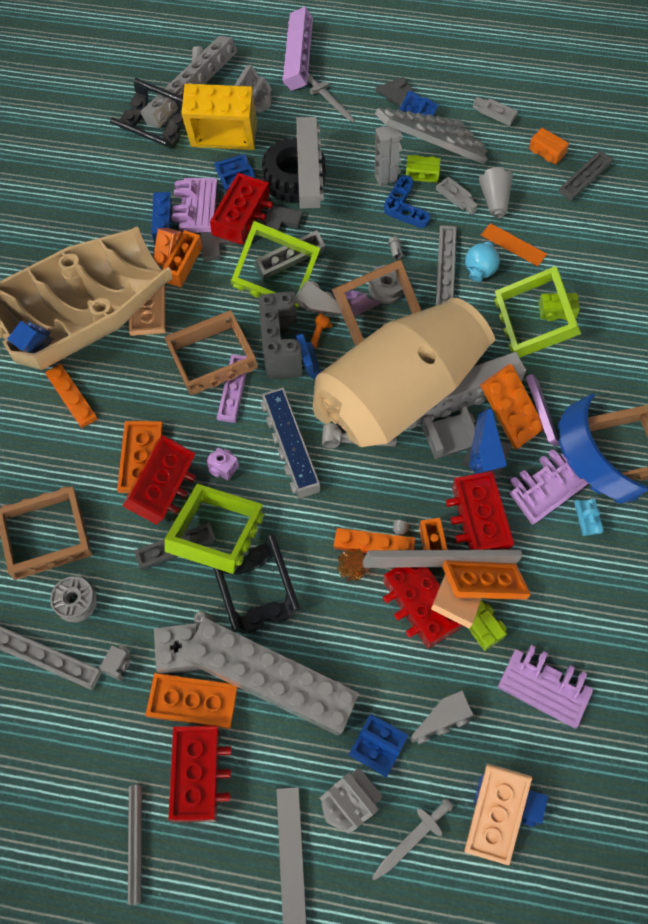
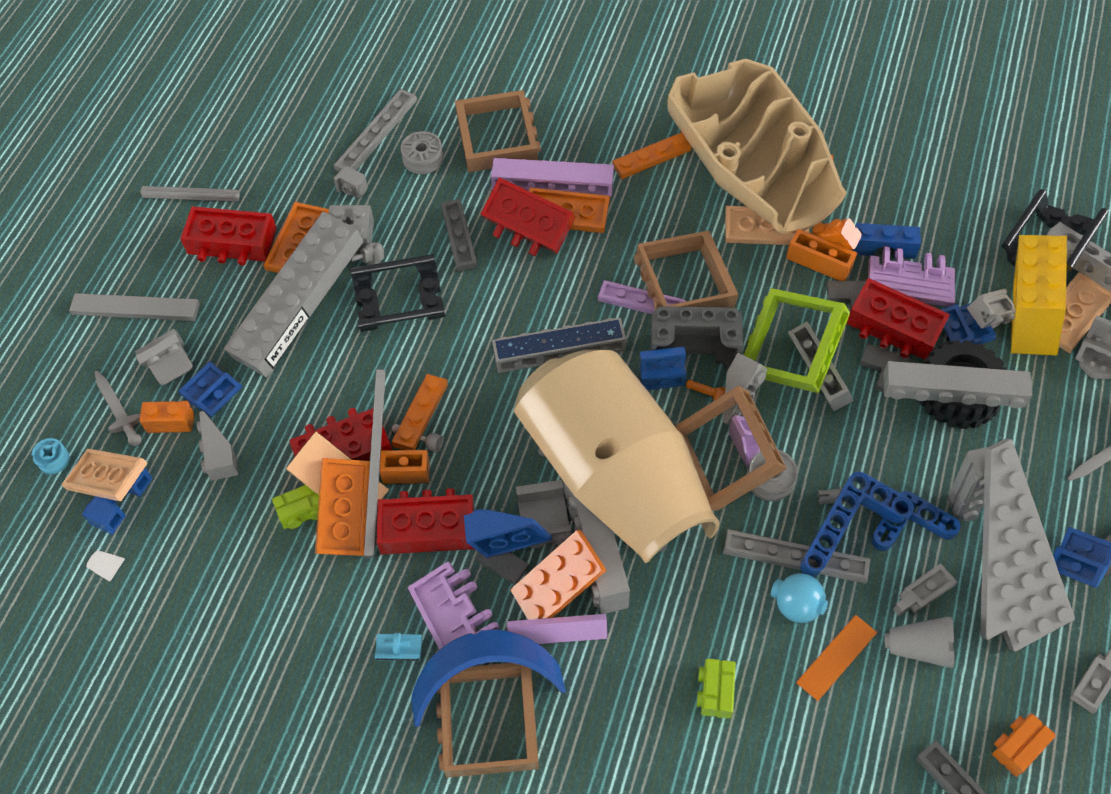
camera: 100 degrees right, 5 degrees down
(30, 337) = (693, 93): blue brick -> none
(102, 474) = (555, 175): none -> lavender brick
(205, 555) = (480, 236): lime window -> none
(222, 463) = (541, 277): lavender brick -> none
(226, 152) = (992, 309): none -> light grey hinge
(351, 565) = (400, 388): clear orange brick -> none
(419, 236) = (843, 516): none -> blue beam
(419, 775) = (167, 416): none -> orange brick
(423, 168) = (969, 551): lime brick -> none
(472, 892) = (54, 463): none -> medium azure wheel
(544, 688) = (217, 557): lavender hinge -> none
(547, 339) = (708, 673): lime window -> none
(573, 795) = (104, 564): none -> white sticker

